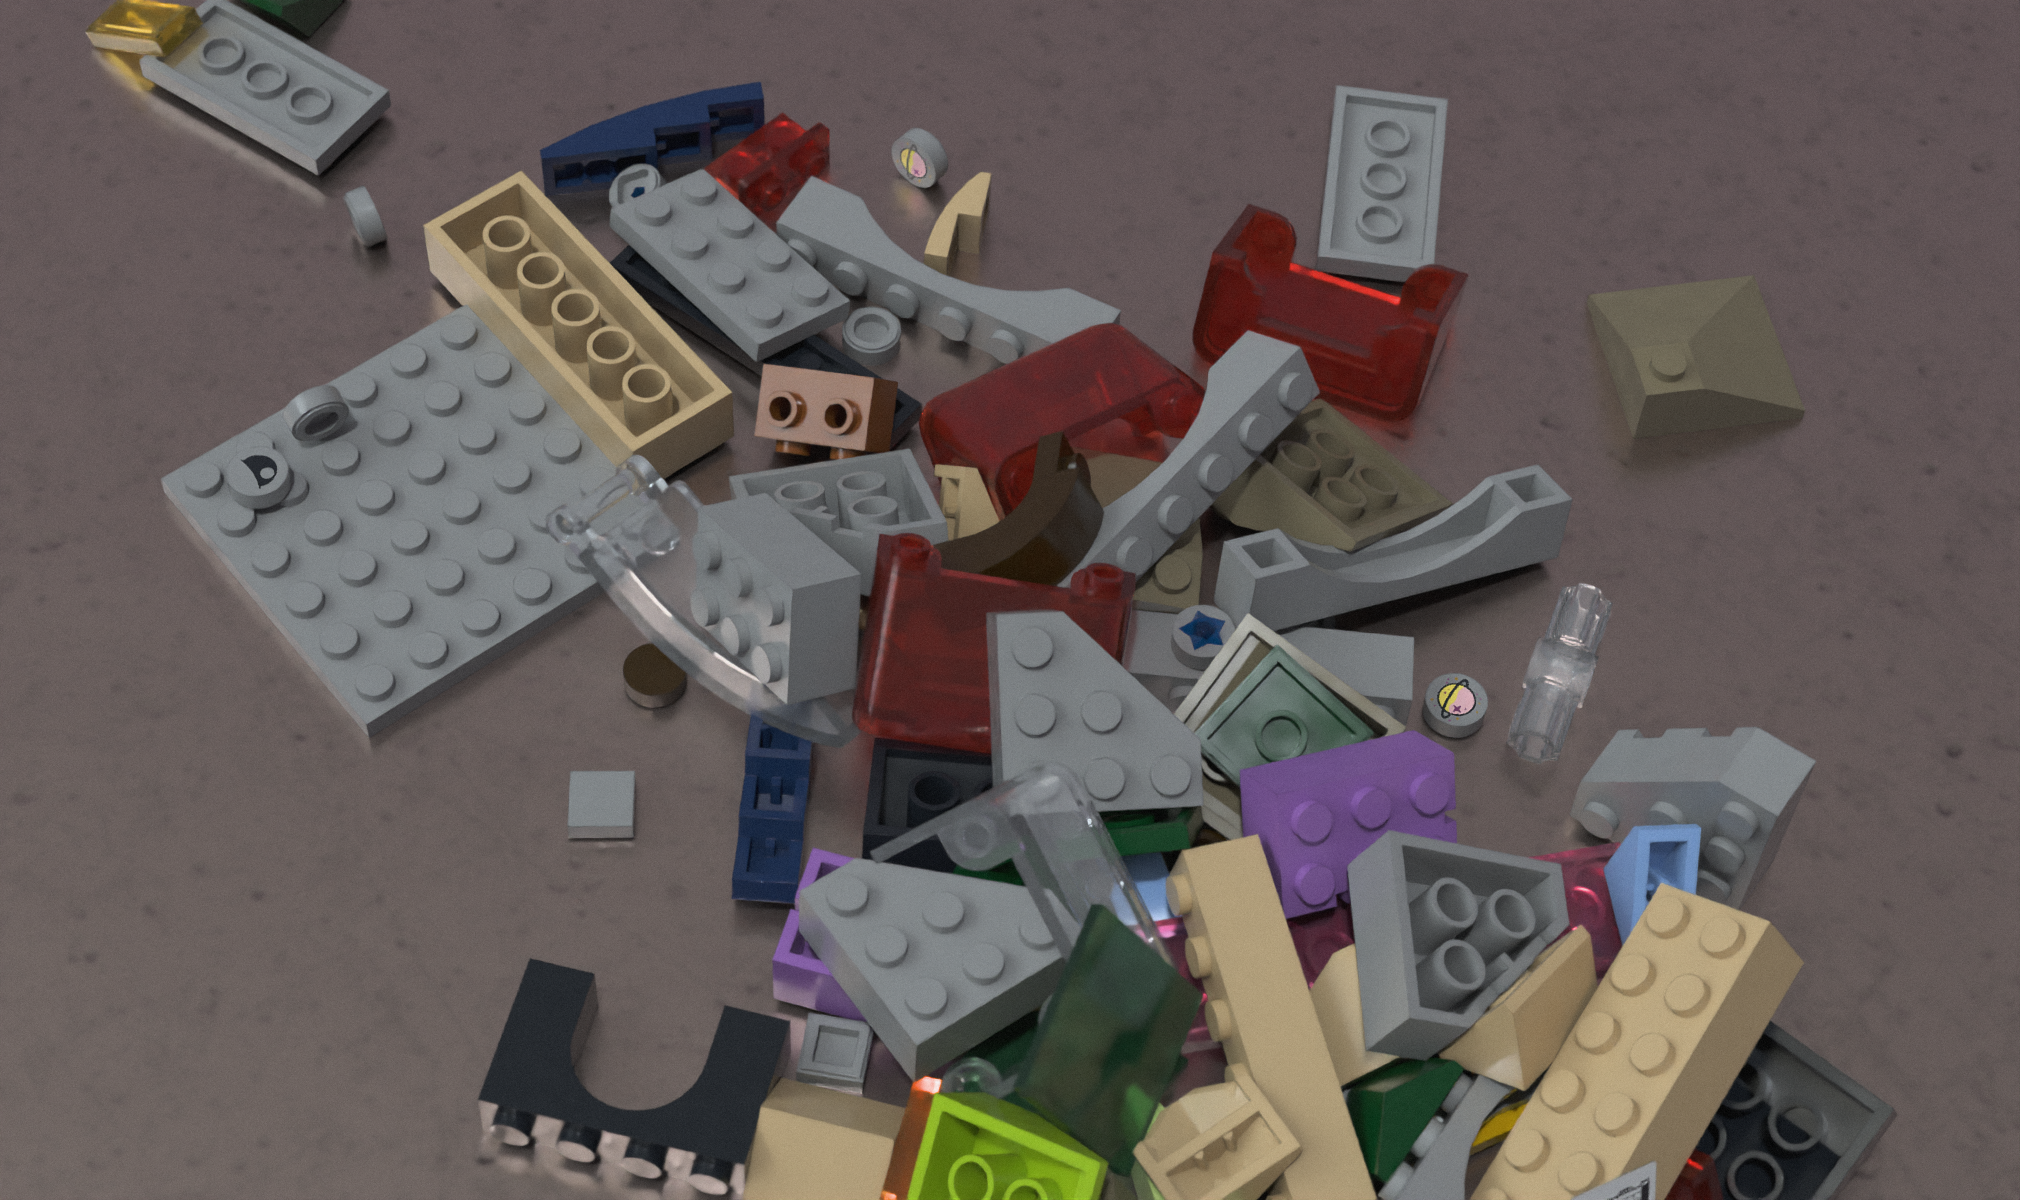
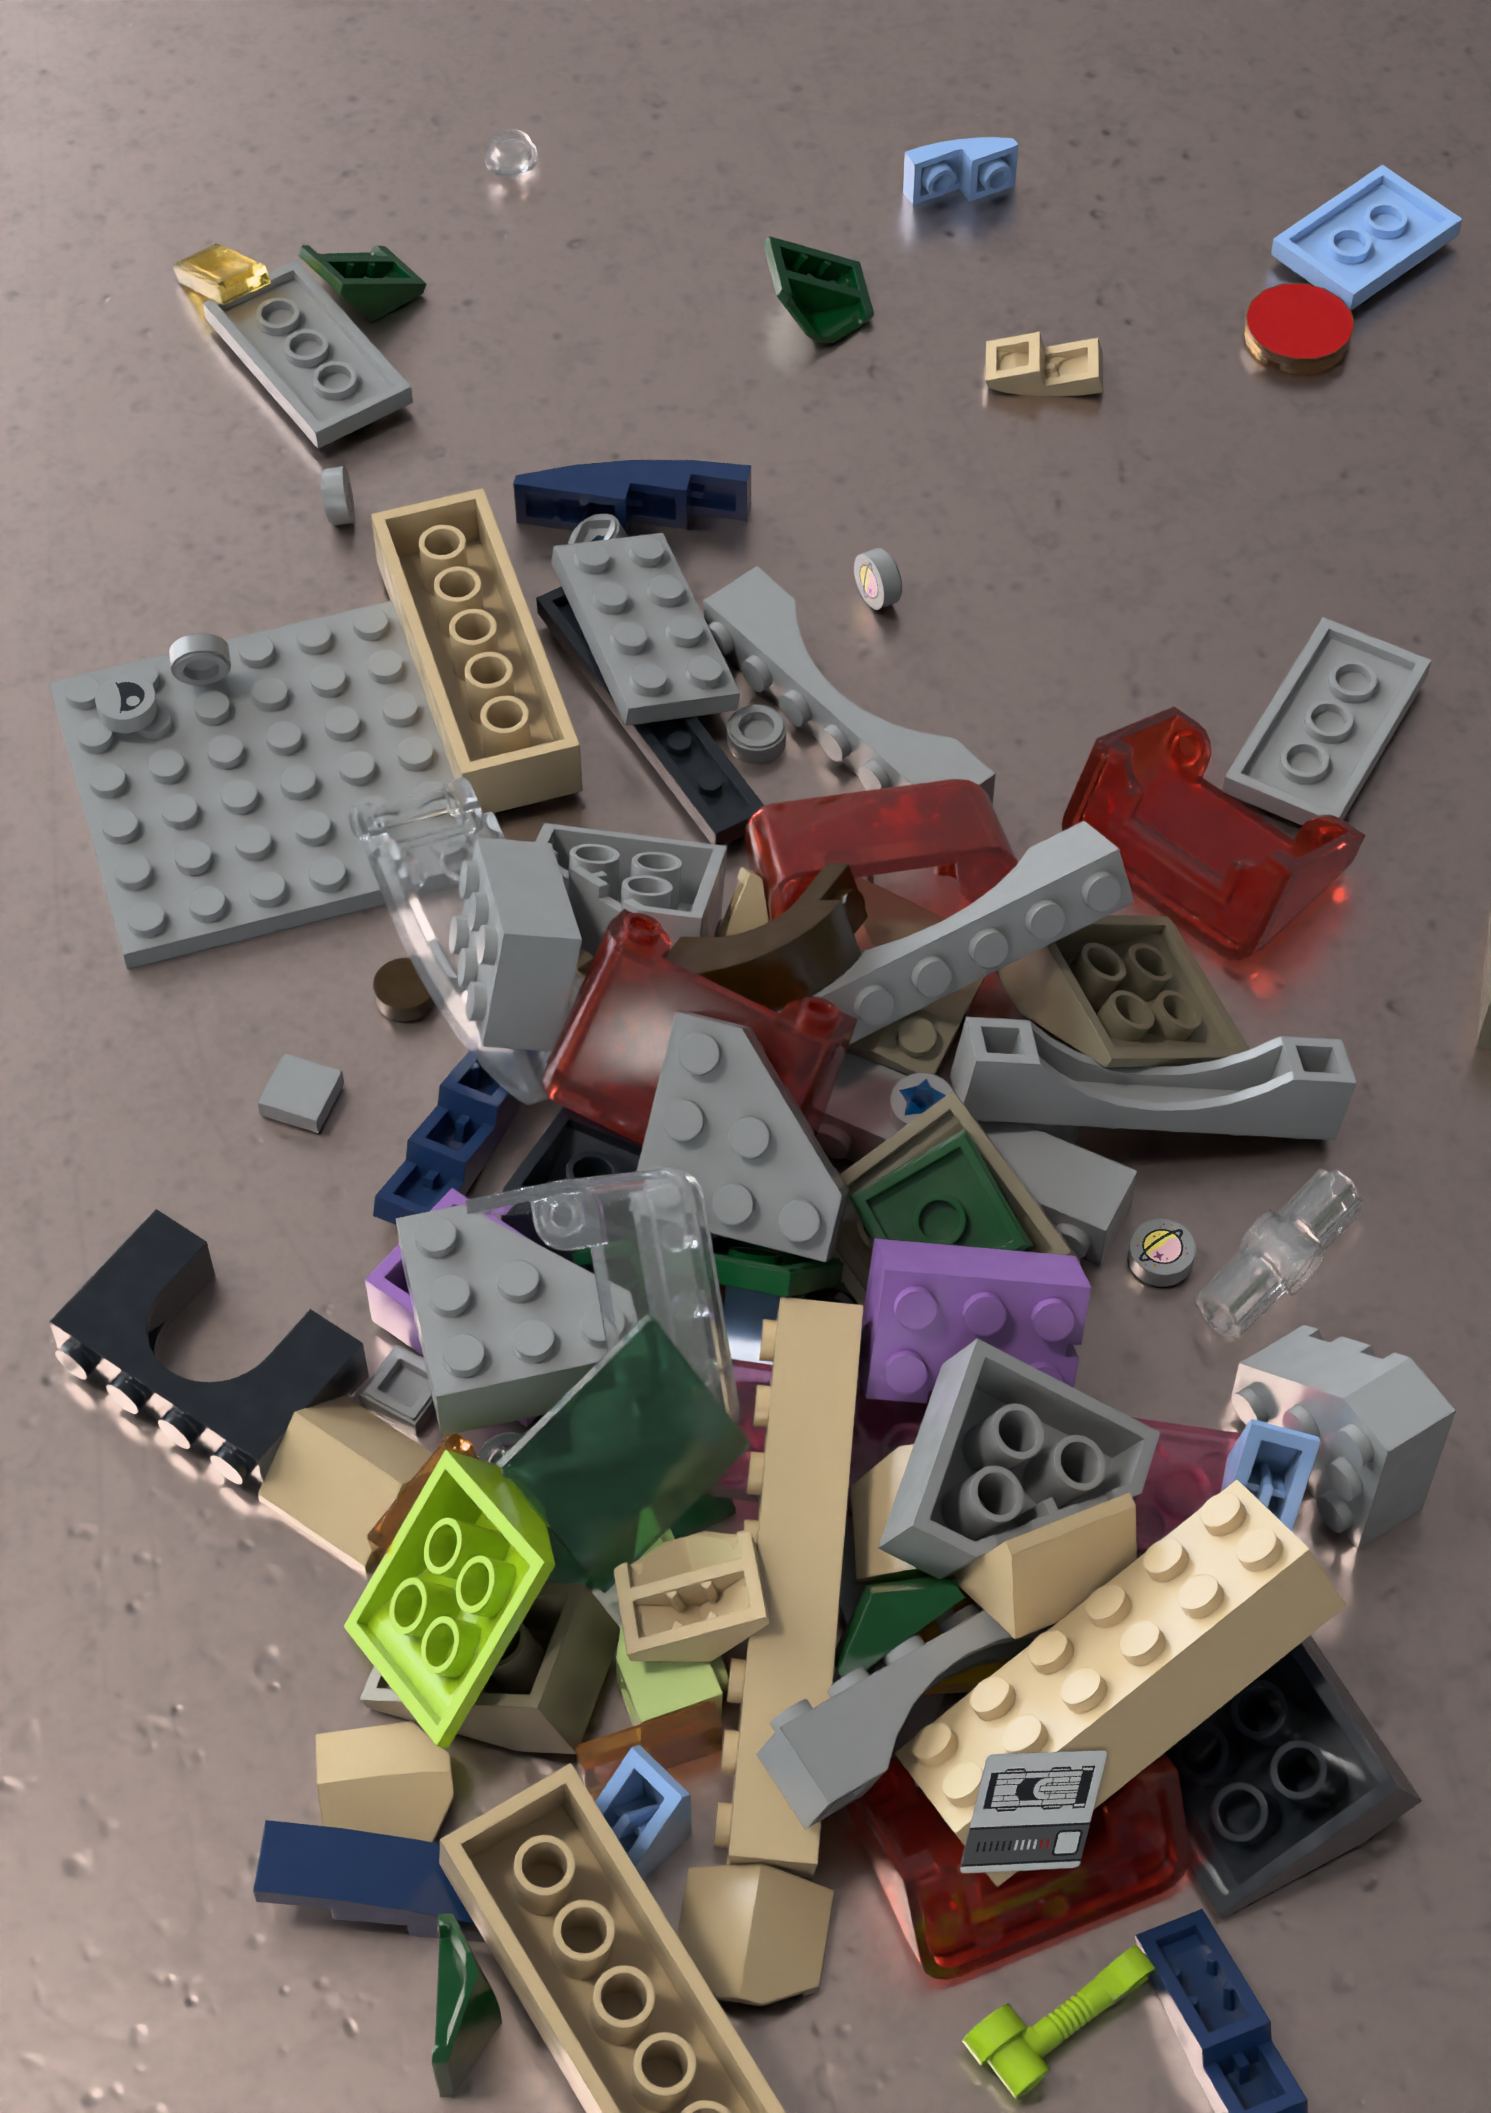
camera: 25 degrees right, 0 degrees up
(772, 163) = (732, 545): clear red bracket -> none
(826, 410) = (667, 788): brick -> none
(960, 224) = (883, 652): tan slope -> none

